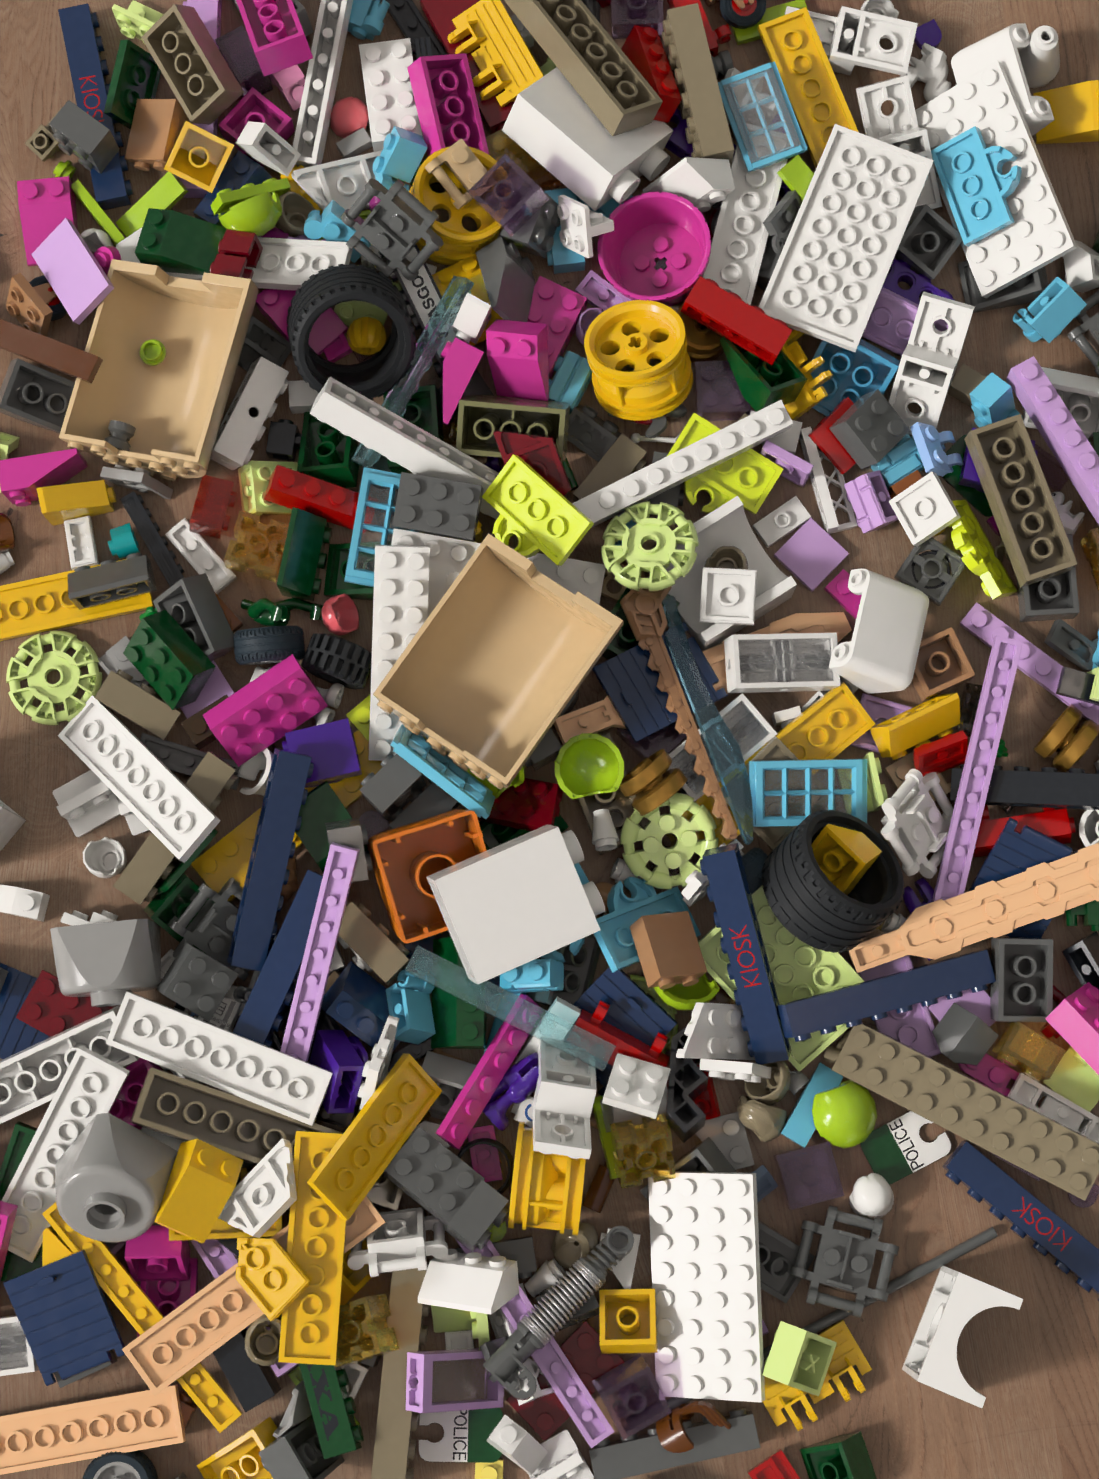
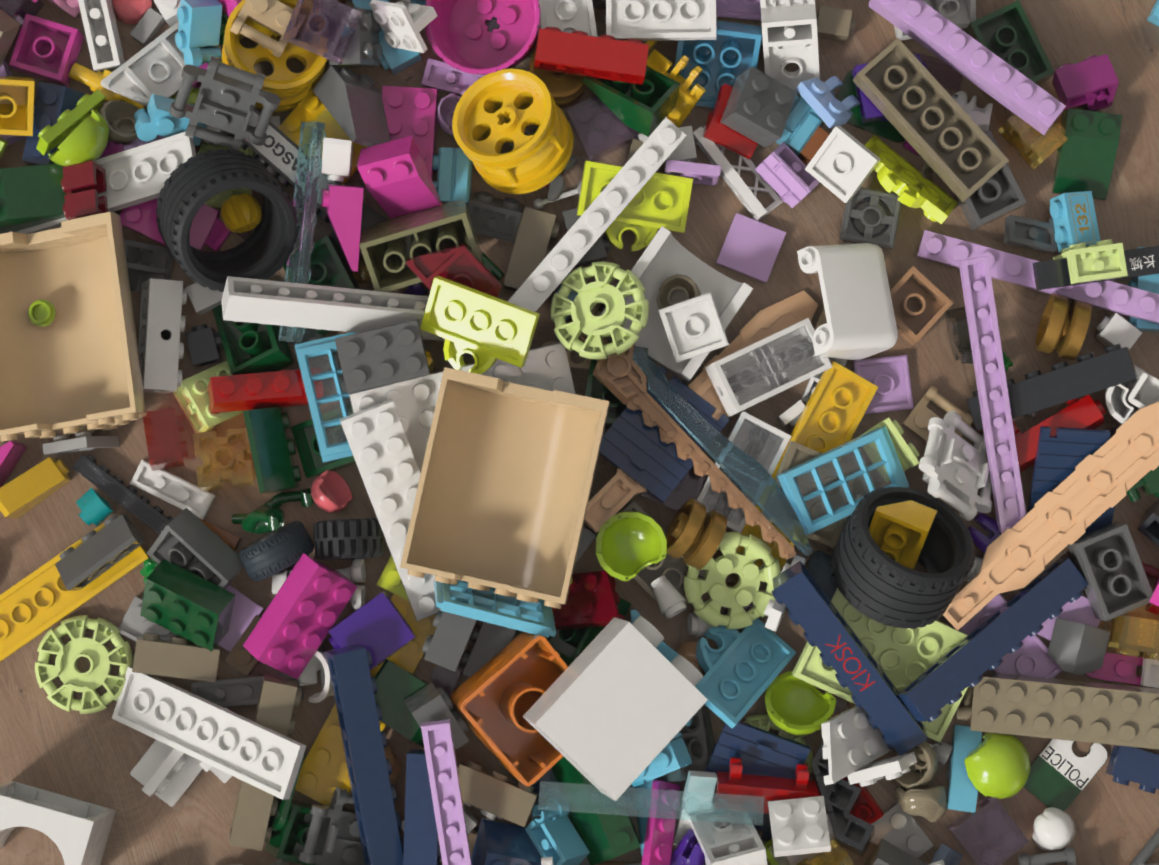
camera: 25 degrees left, 5 degrees up
(81, 542) = (53, 525): white plate -> none
(105, 857) = (207, 816): white hair -> none
(120, 434) = (46, 408): dark grey wheel -> none
(268, 147) = (67, 69): white slope -> none
(668, 949) = (775, 685): medium nougat brick -> none
(781, 521) = (710, 227): white plate -> none
(840, 592) = (792, 272): dark pink plate -> none
(917, 725) = (917, 372): yellow slope -> none
(941, 754) = (952, 391): red plate -> none
(992, 401) = (866, 33): medium azure hinge -> none

